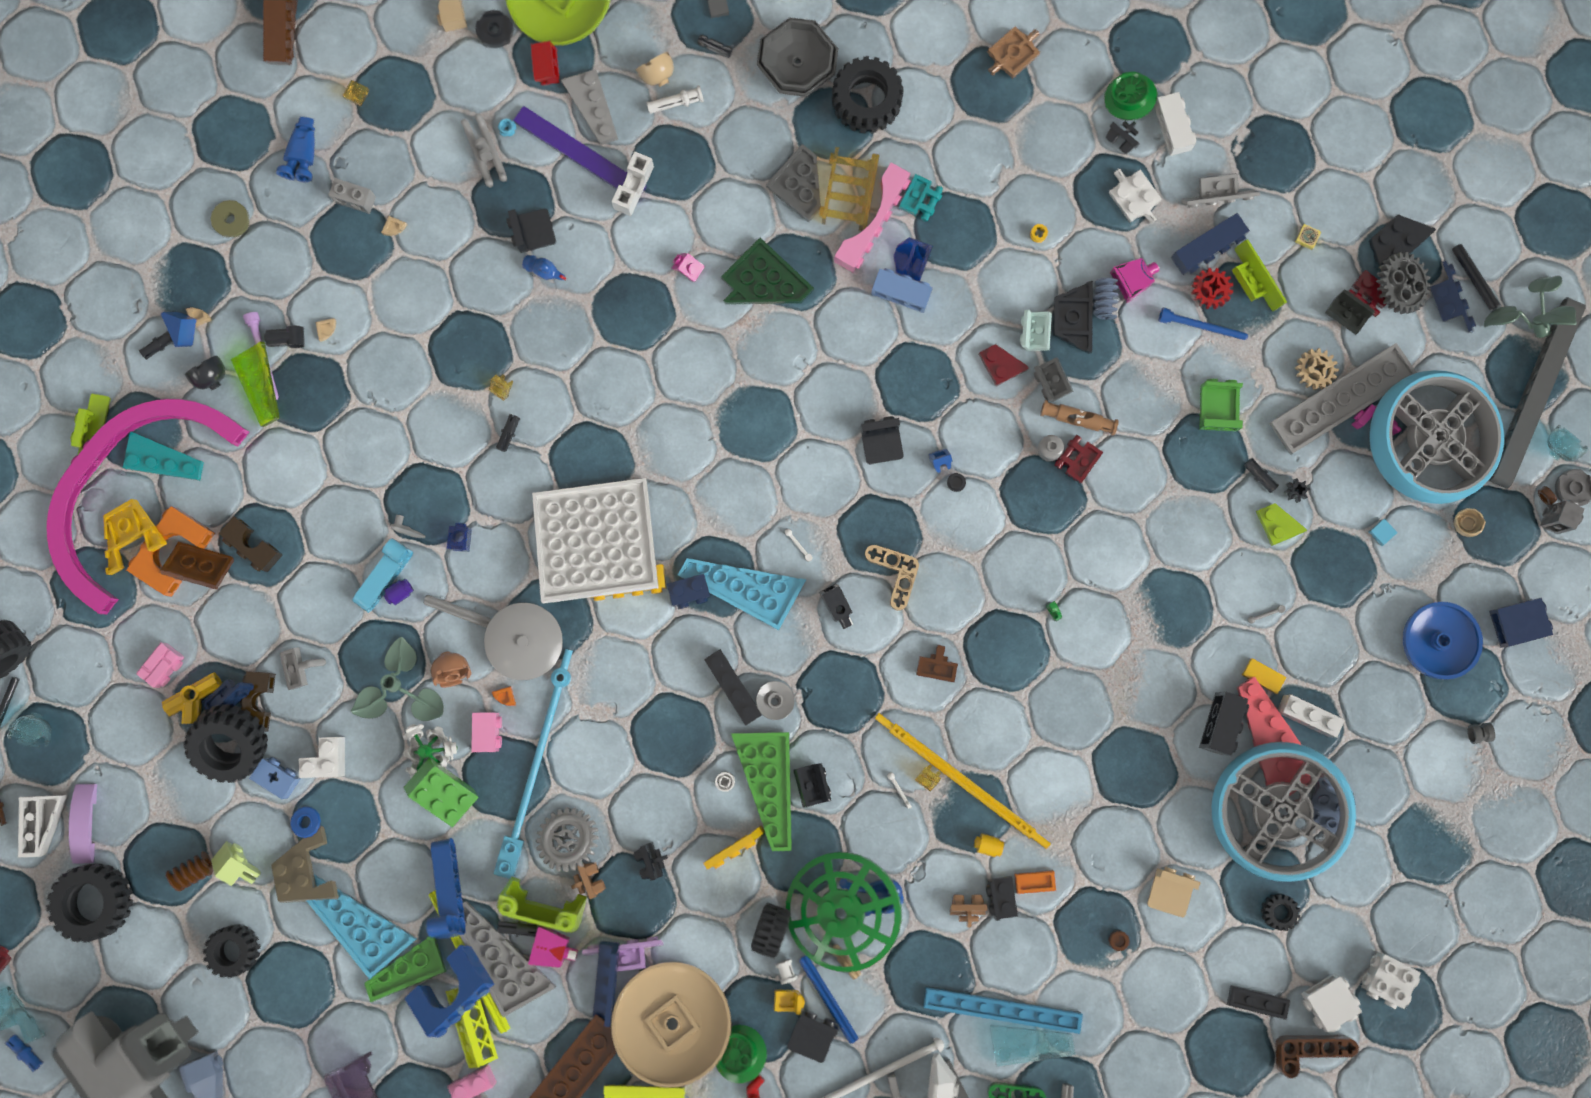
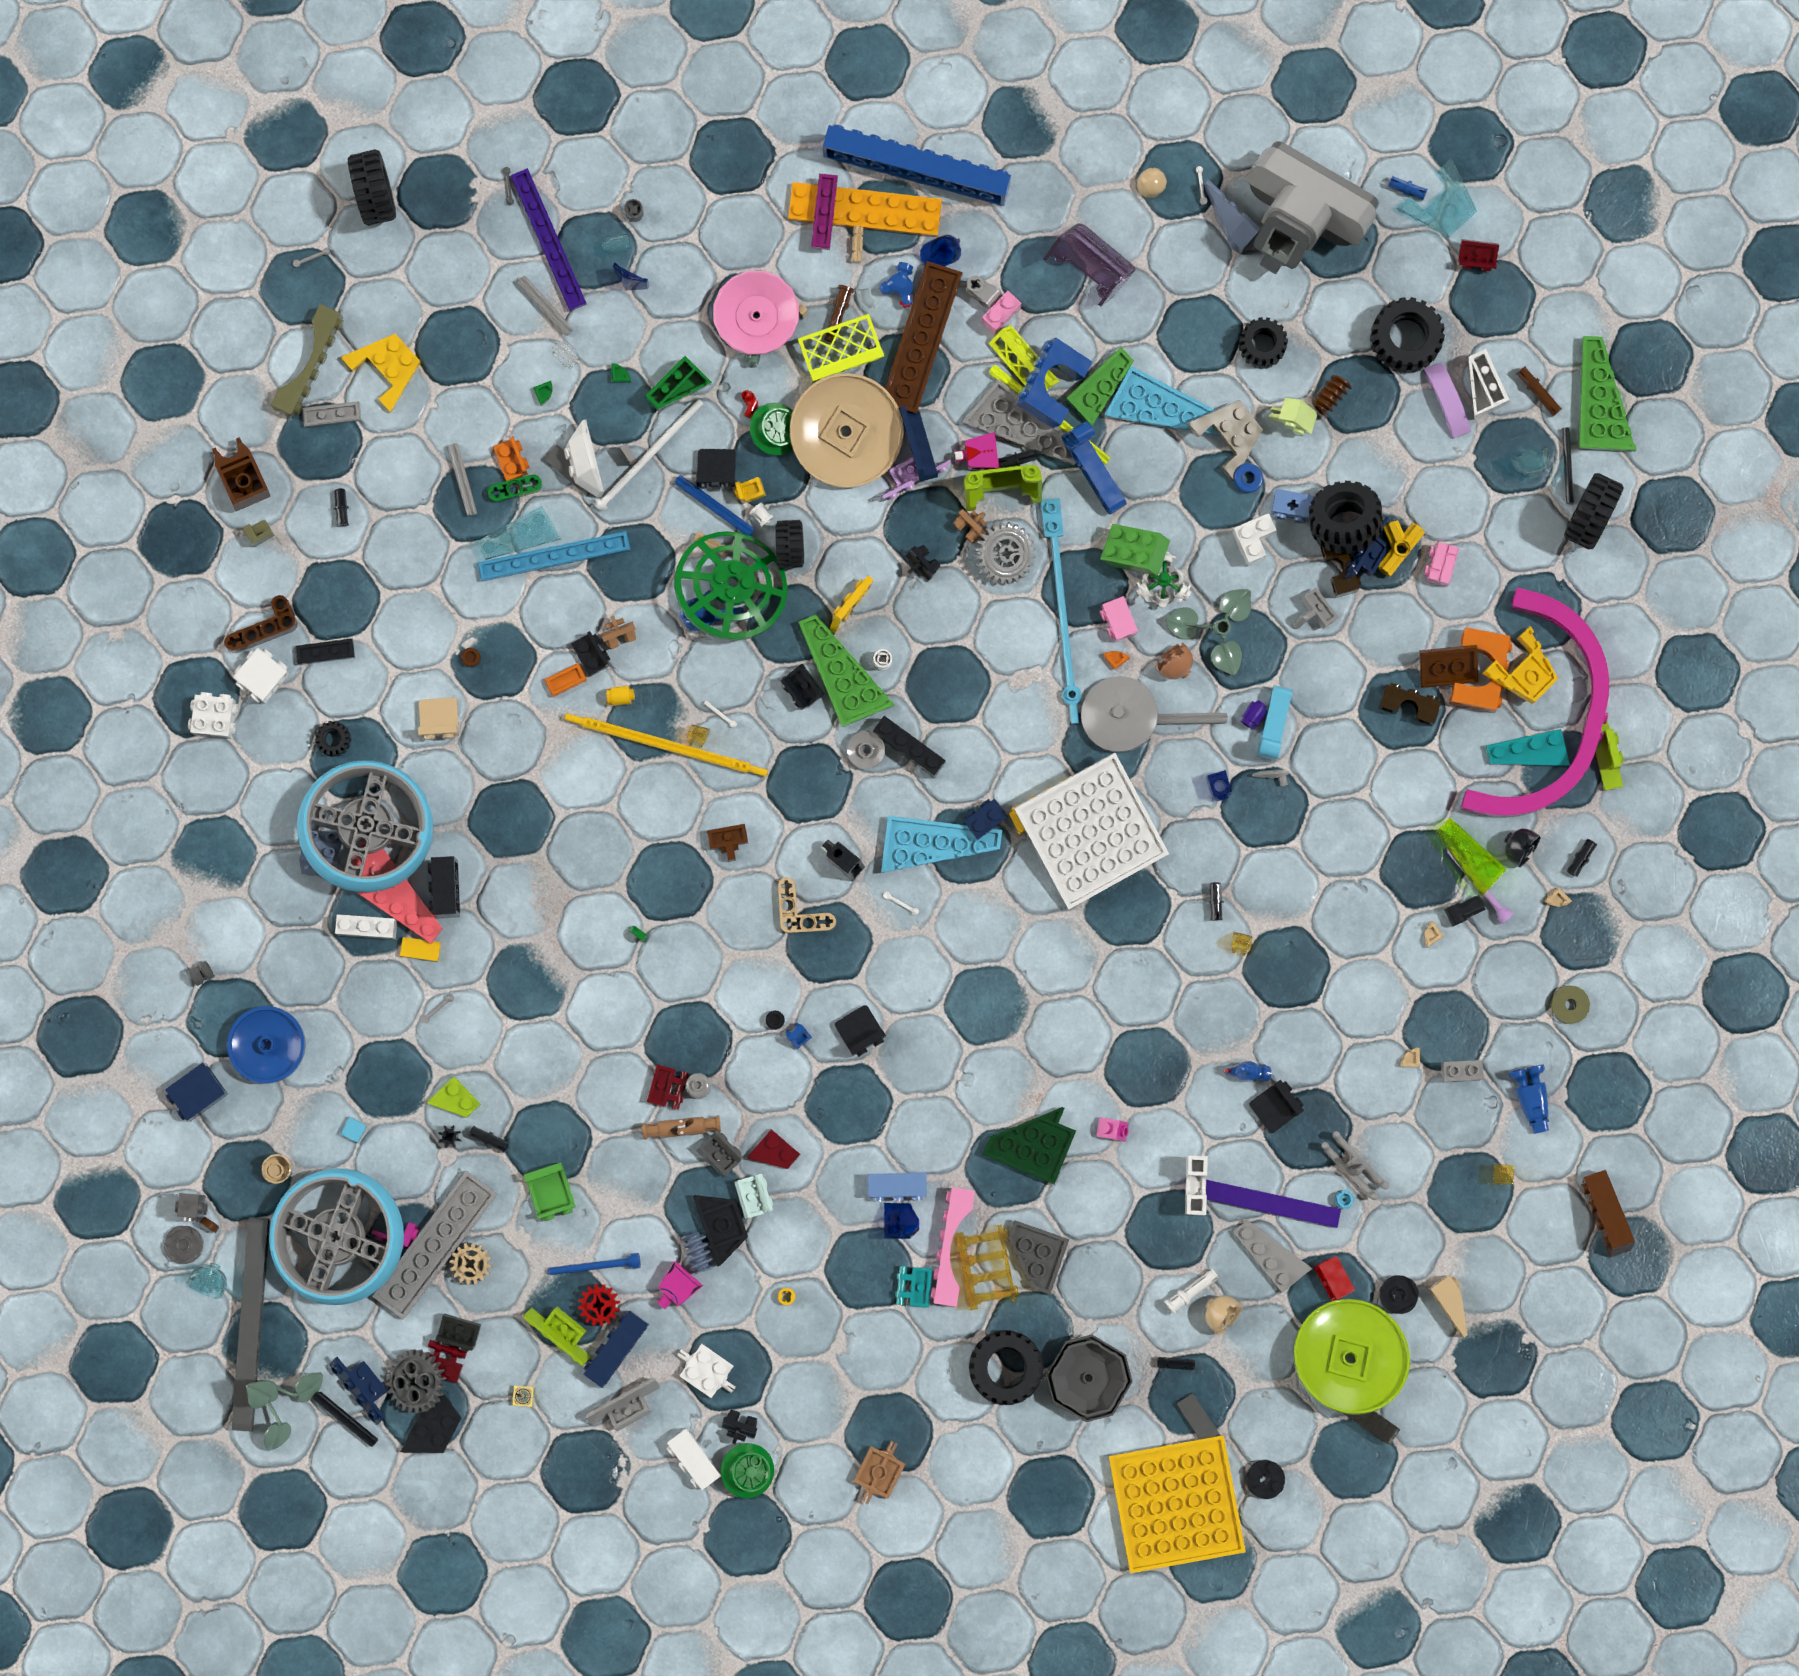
camera: 160 degrees right, 0 degrees up
(180, 328) = (1567, 880): blue slope -> none

